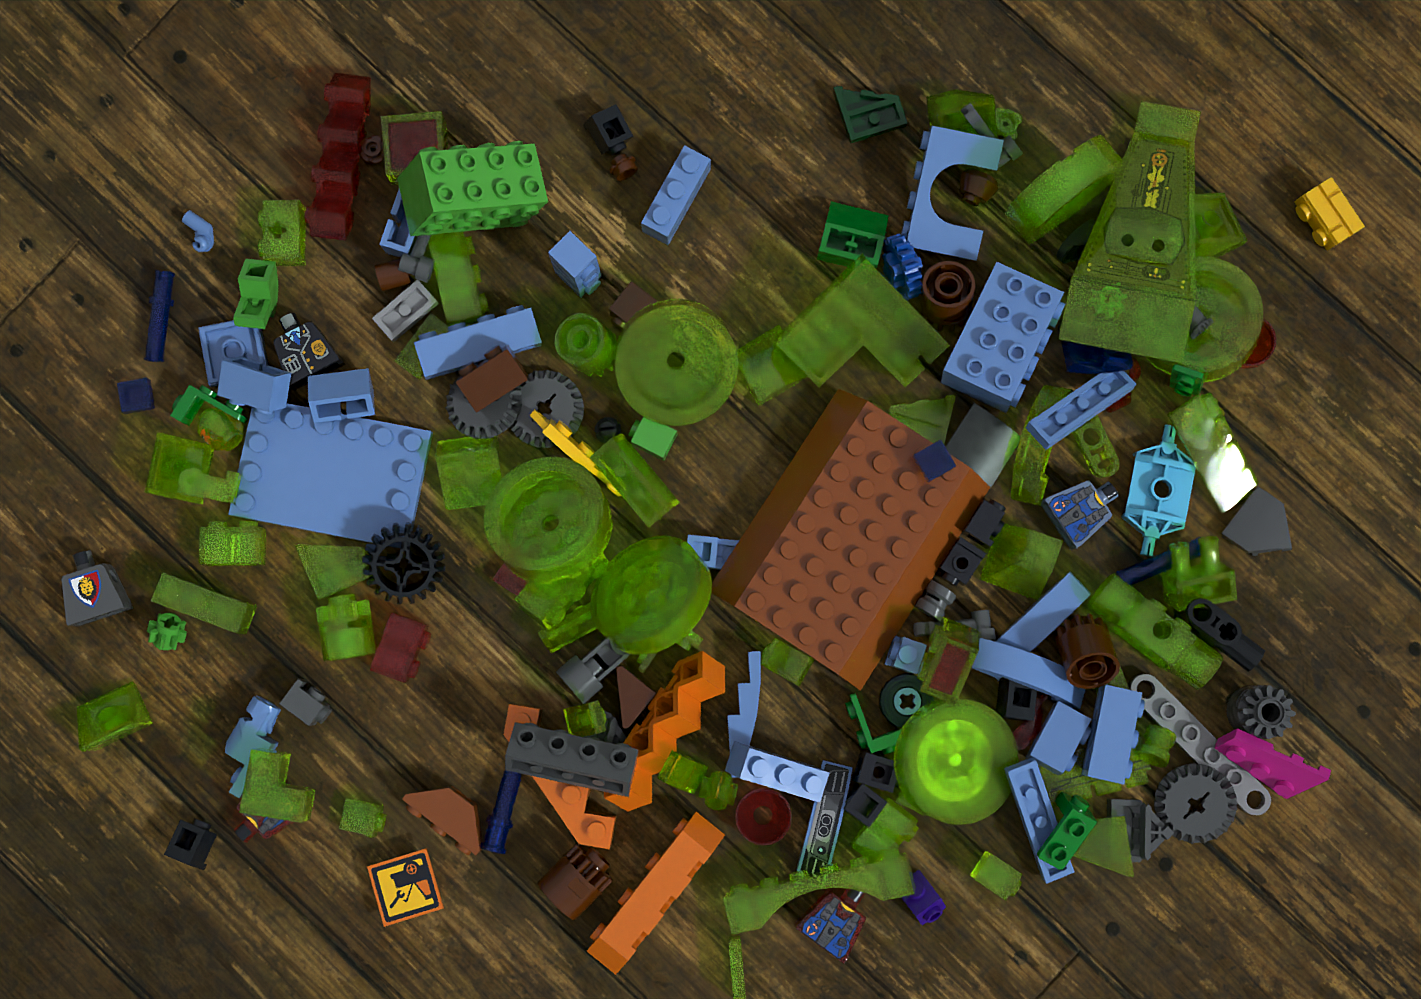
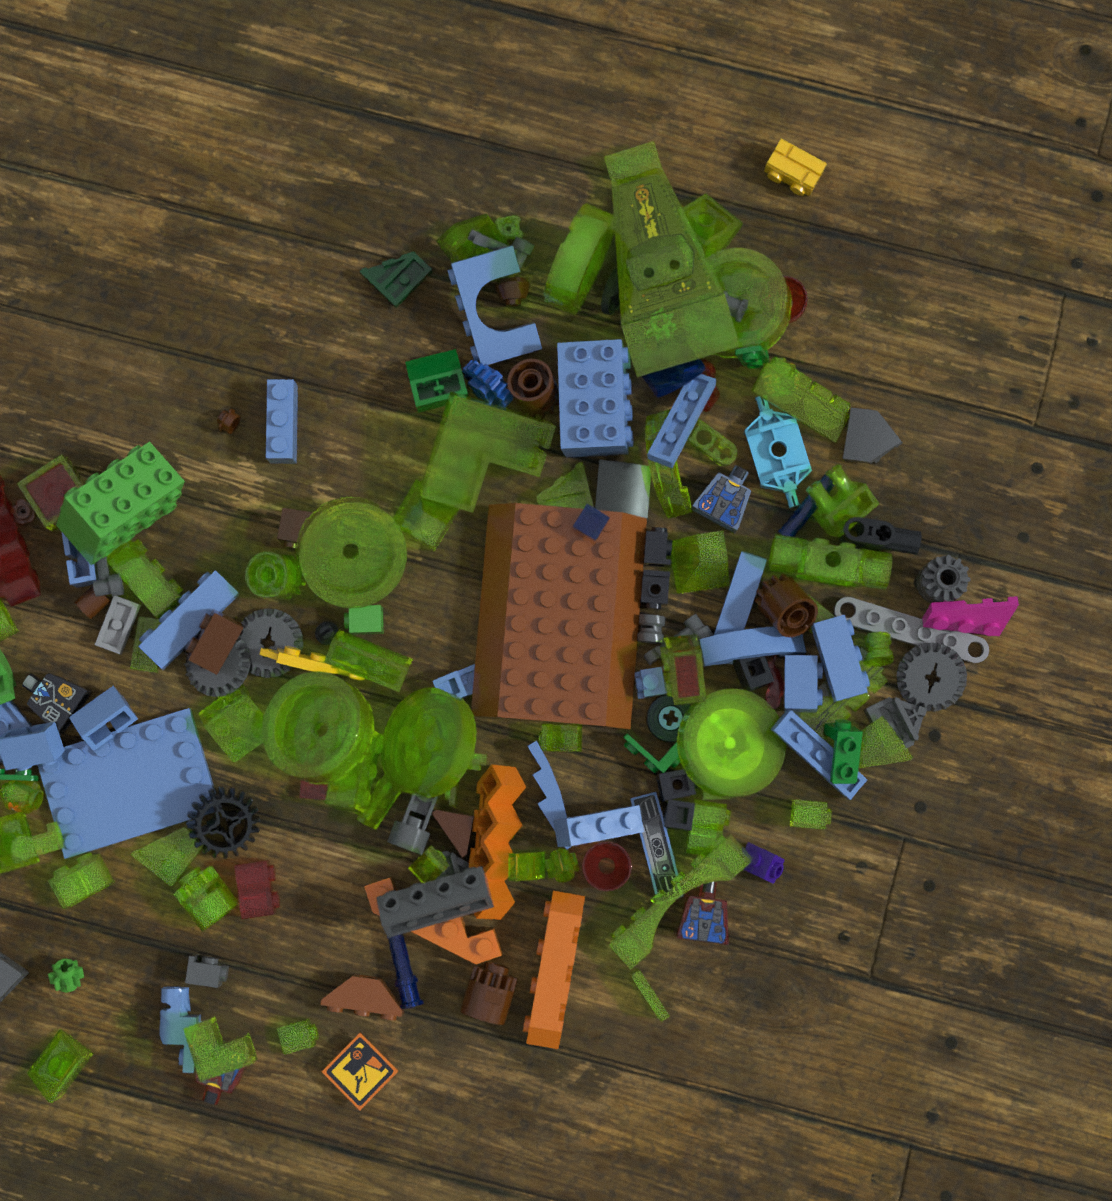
camera: 25 degrees left, 0 degrees up
(191, 843) = (175, 1128): black brick -> none
(204, 603) = (83, 938): clear neon green brick -> none
(576, 265) = (233, 518): medium blue brick -> none
(610, 122) = (202, 390): black brick -> none

